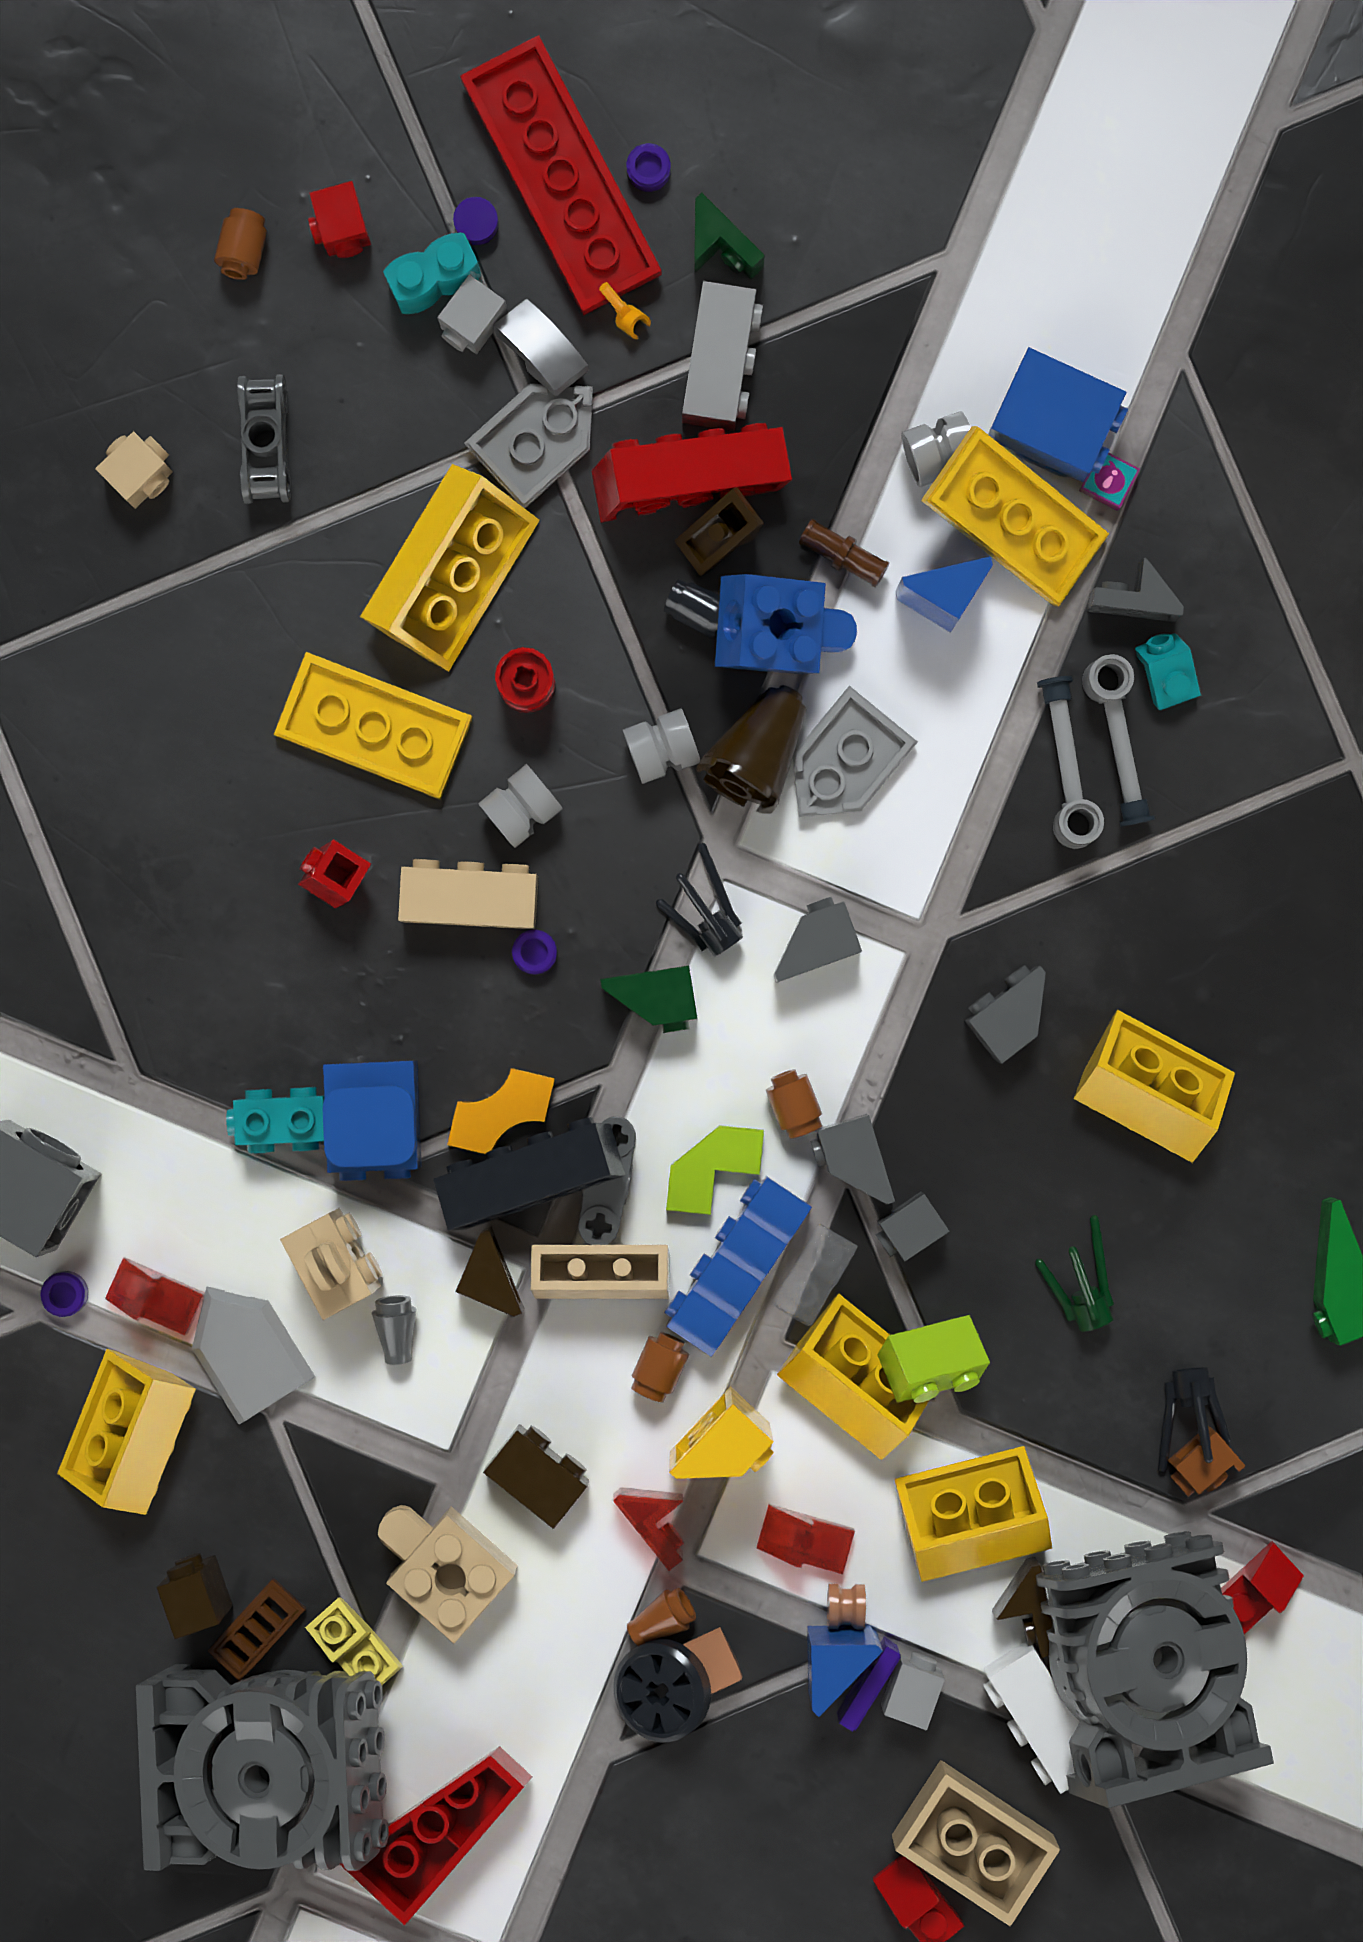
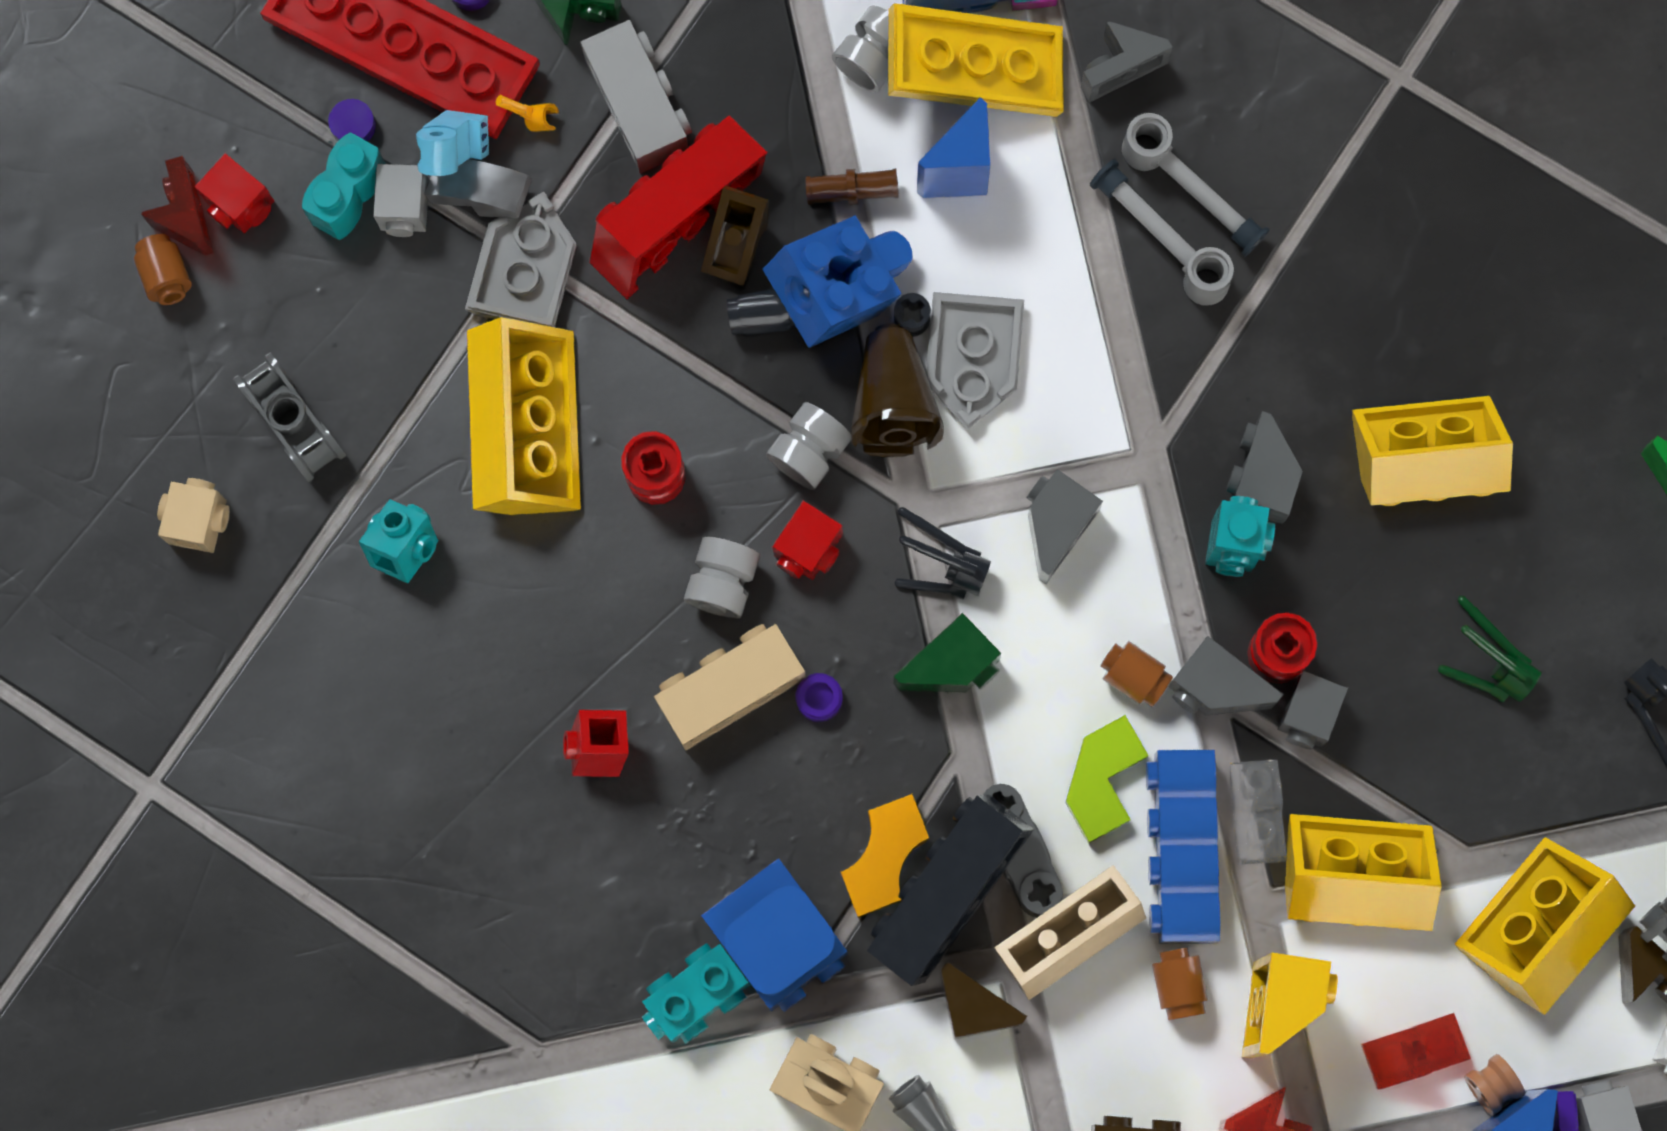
camera: 30 degrees left, 10 degrees down
(285, 601) = (399, 540): none -> teal brick
(289, 212) = (184, 215): none -> clear red slope
(373, 725) = (545, 598): yellow tile -> none
(541, 295) = (451, 141): none -> medium azure leg
(607, 824) = (808, 543): none -> red brick
(827, 684) = (913, 302): none -> black axle
(922, 1163) = (1282, 648): none -> red wheel
(933, 1359) = (1414, 808): lime brick -> none
(950, 1054) = (1239, 536): none -> teal brick
(1169, 670) = (1192, 102): teal bracket -> none

